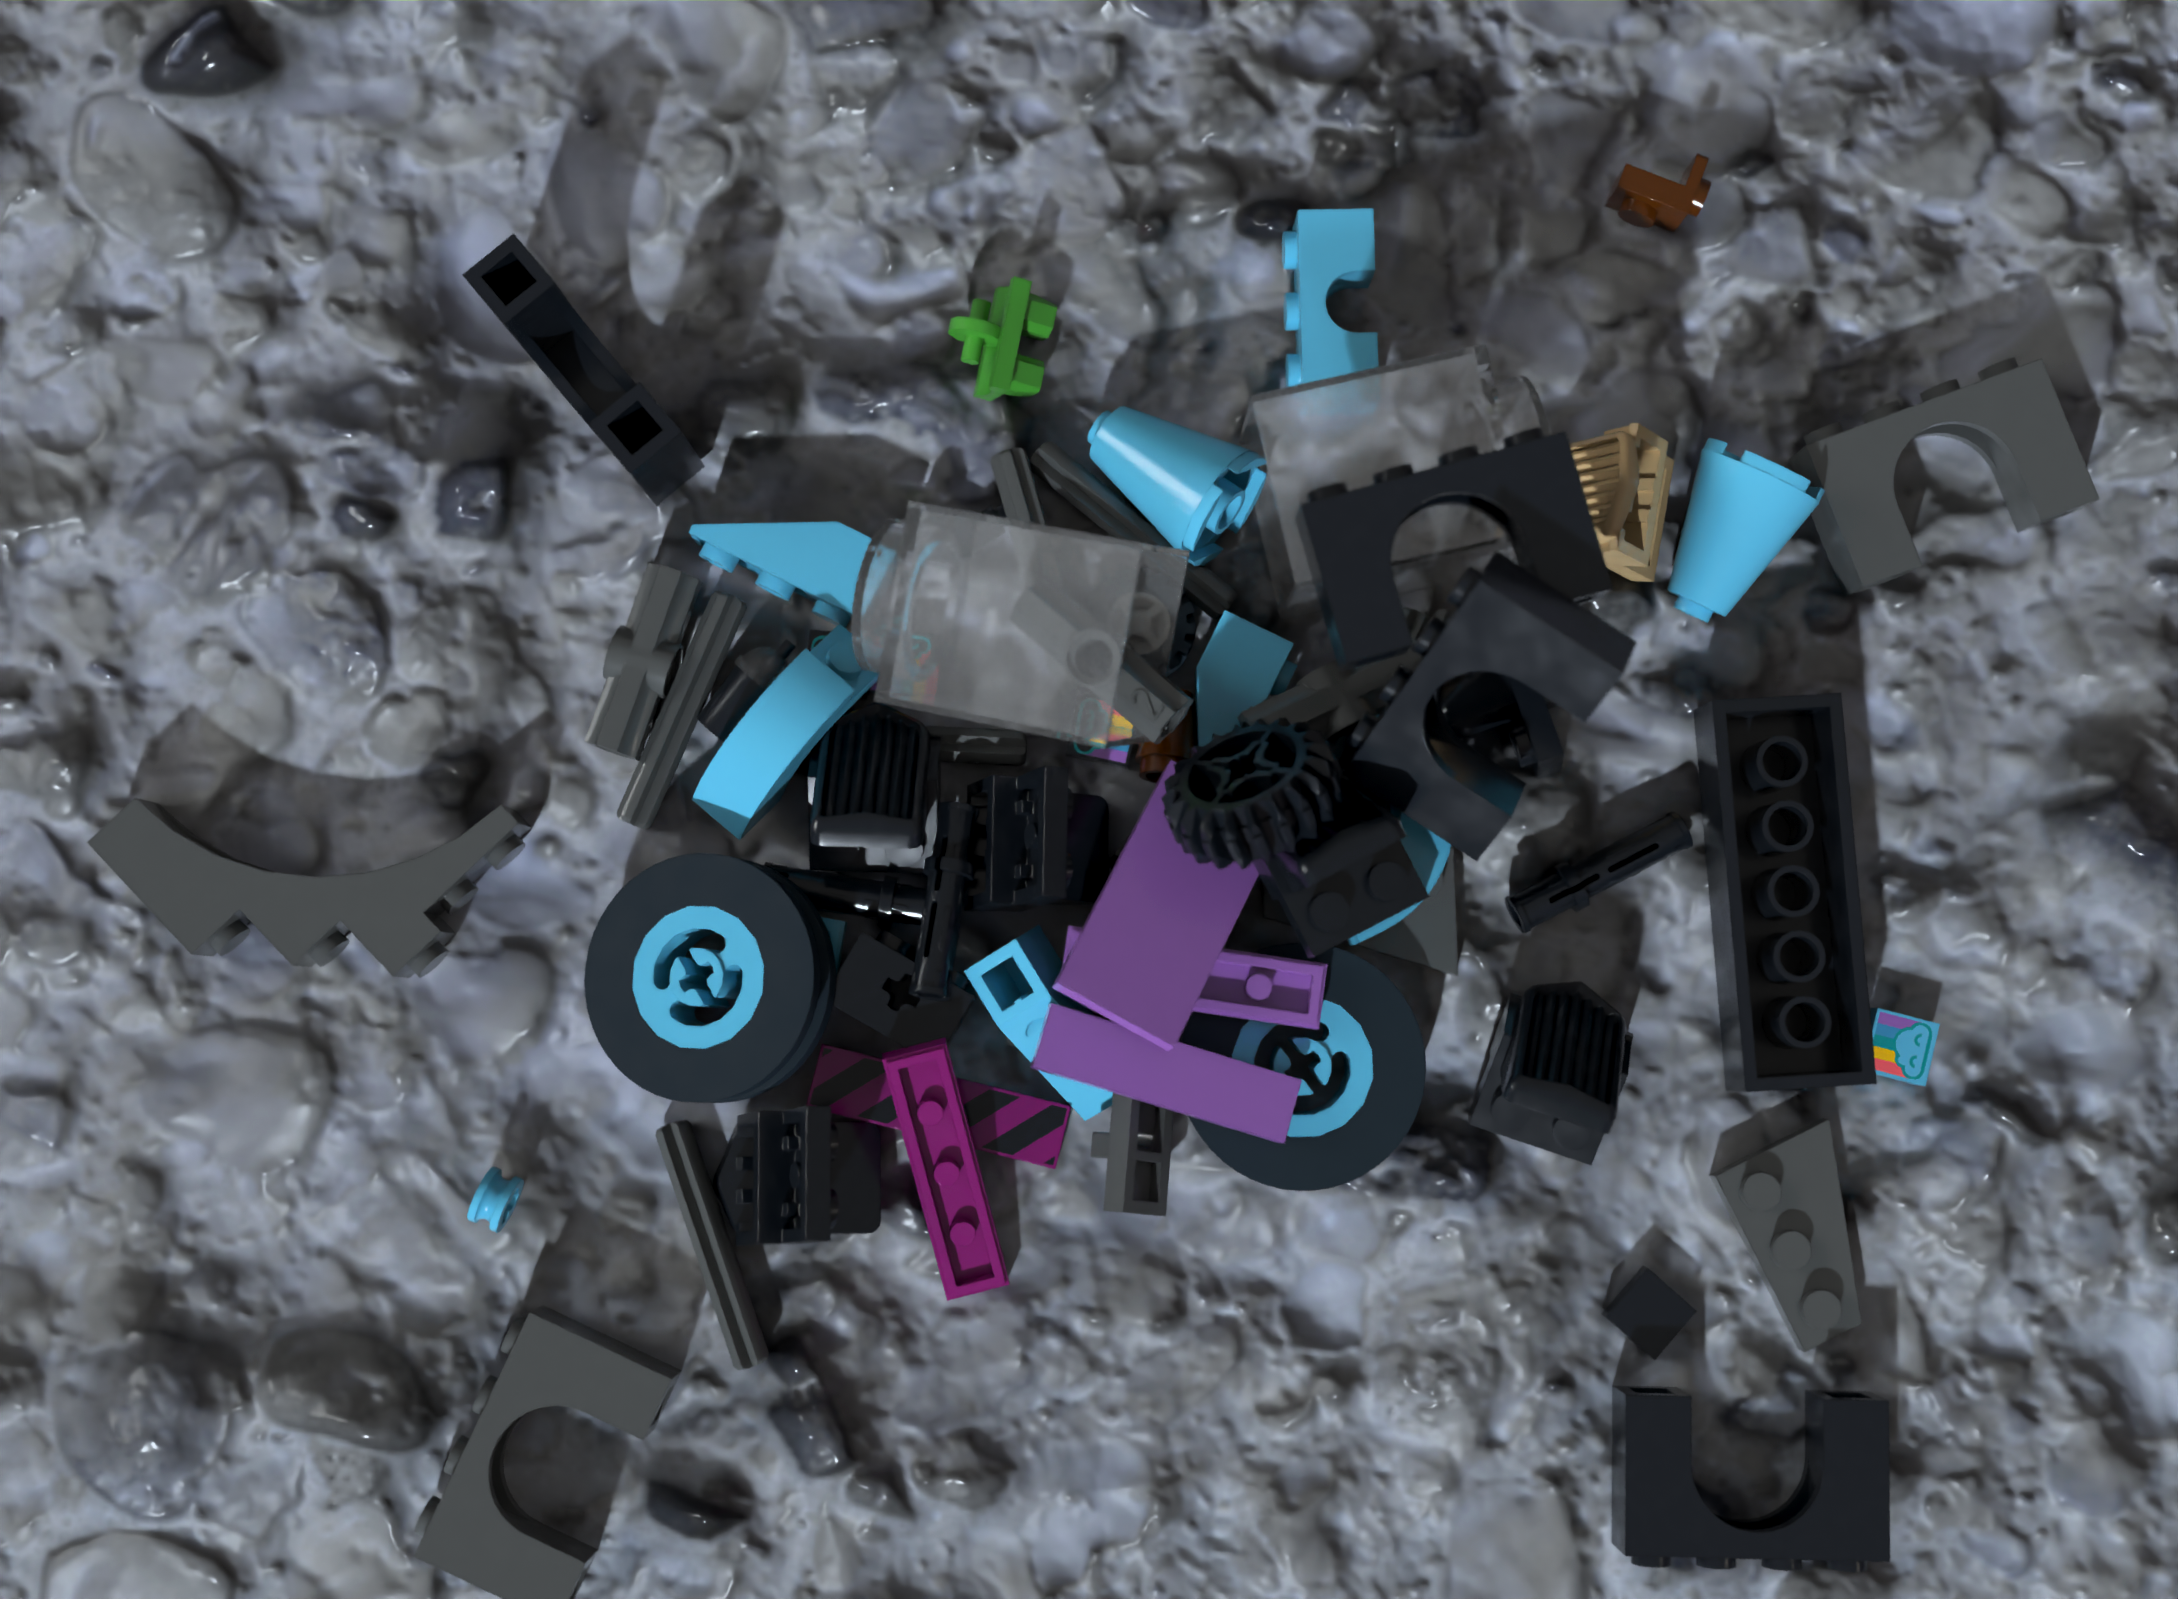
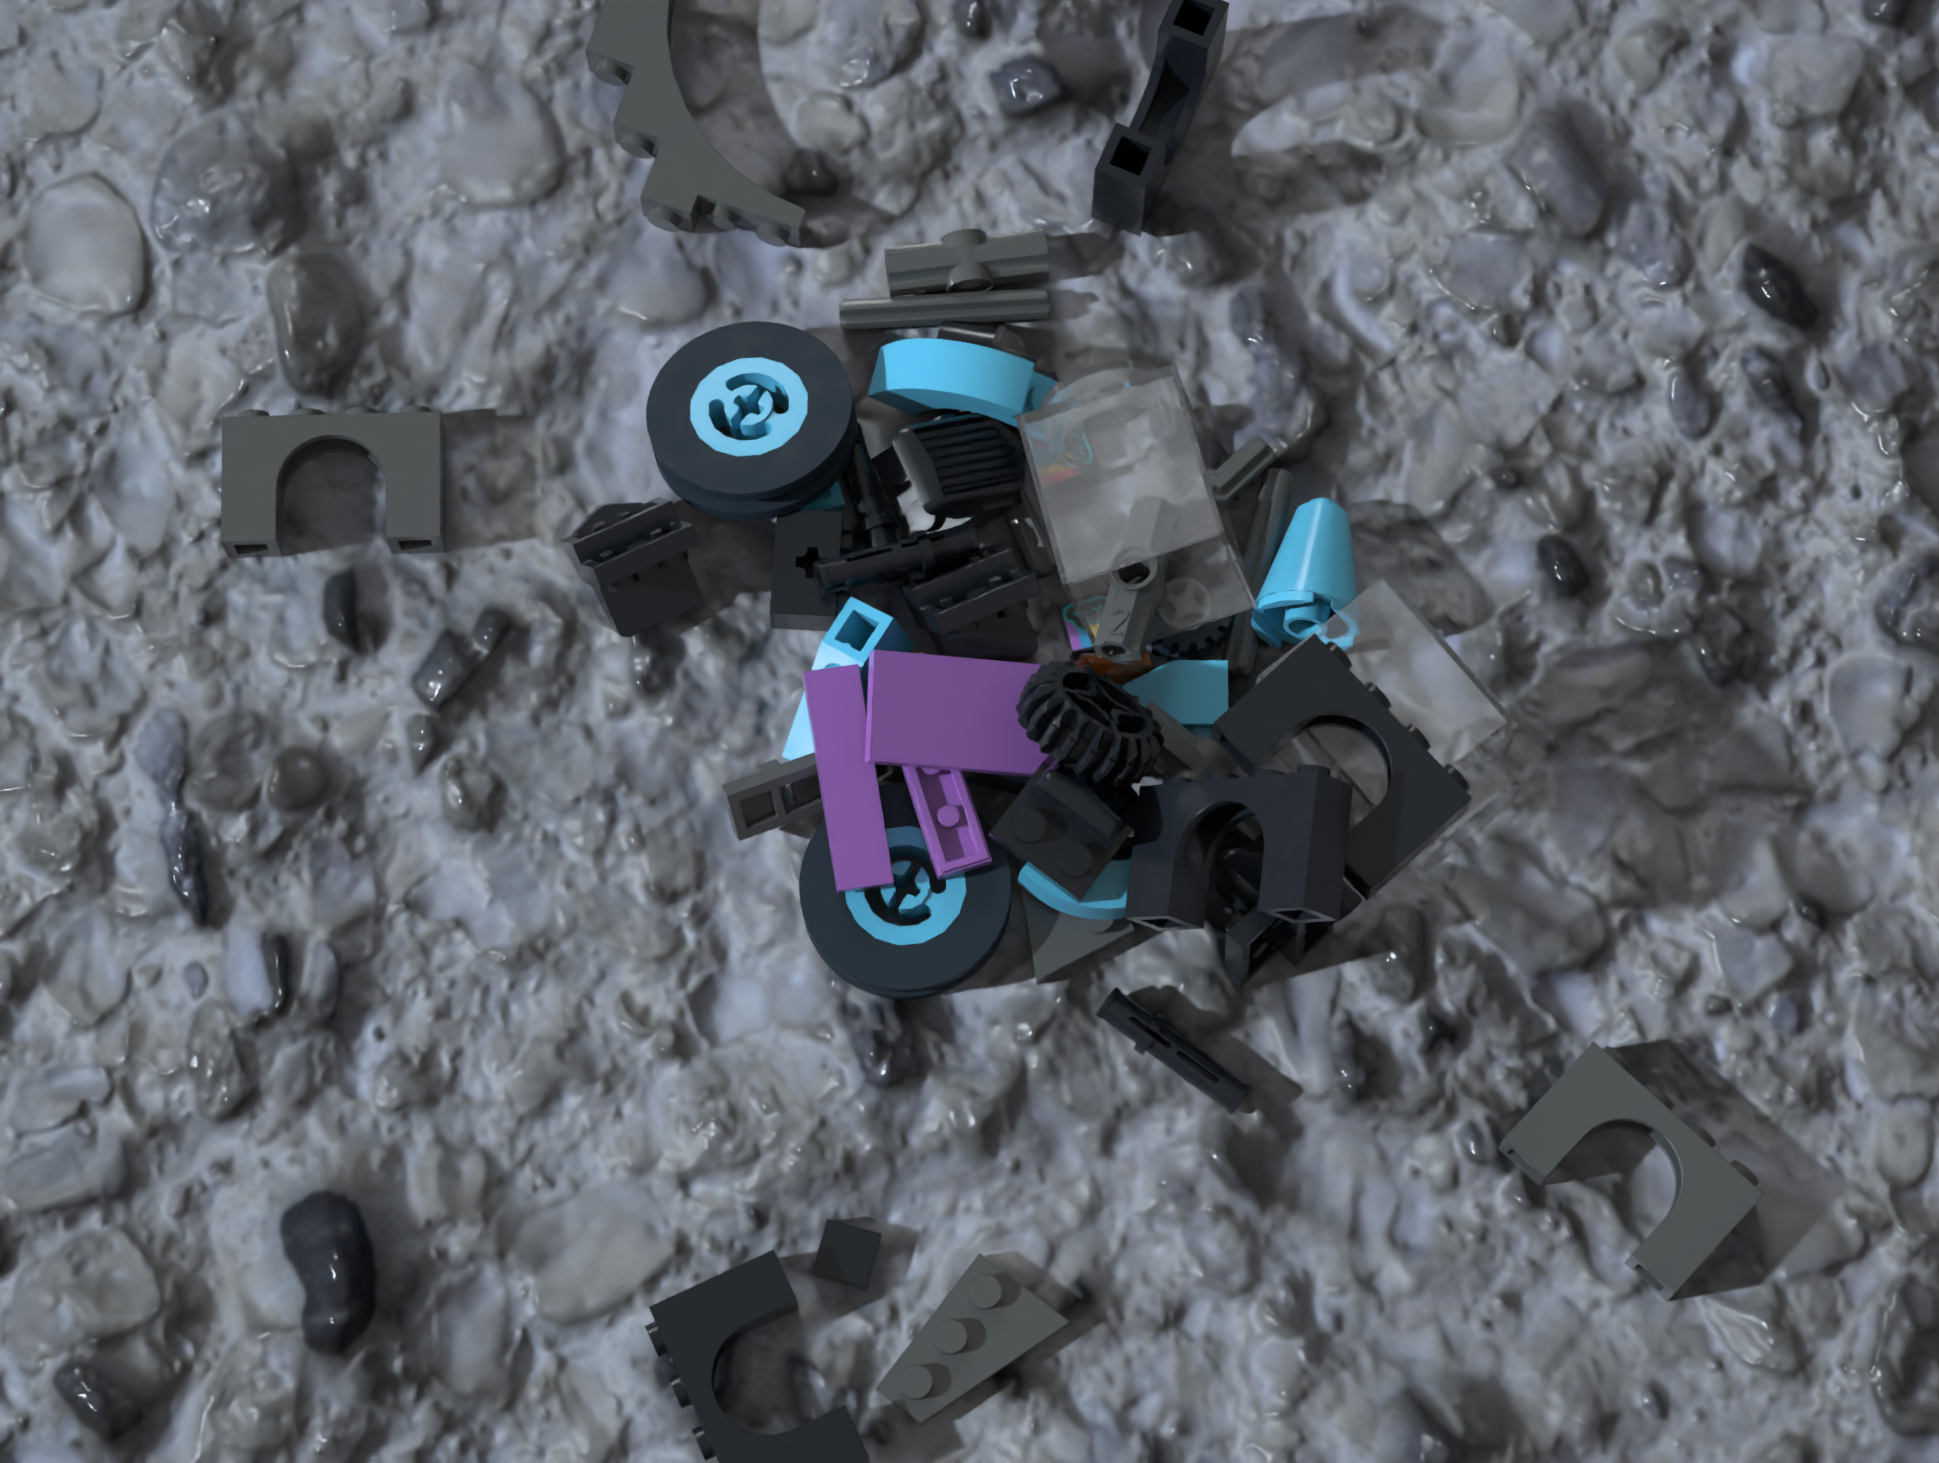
camera: 65 degrees right, 10 degrees down
(495, 1199) = (509, 352): medium azure bush -> none
(712, 1244) = (552, 525): dark grey axle -> none
(790, 557) = (1102, 322): medium azure slope -> none
(945, 1168) = (694, 662): magenta tile -> none
(998, 1118) = (739, 642): tile -> none
(1011, 315) = (1330, 415): bright green hips -> none
(1328, 254) = (1547, 611): medium azure arch -> none
(1555, 1070) = (999, 1087): black piece -> none
(1627, 495) = (1470, 918): tan piece -> none
(1653, 200) = (1730, 836): reddish brown bracket -> none
(1735, 527) = (1499, 1020): medium azure cone -> none
(1784, 893) = (1228, 1192): black brick -> none
(1902, 1046) = (1155, 1353): tile -> none

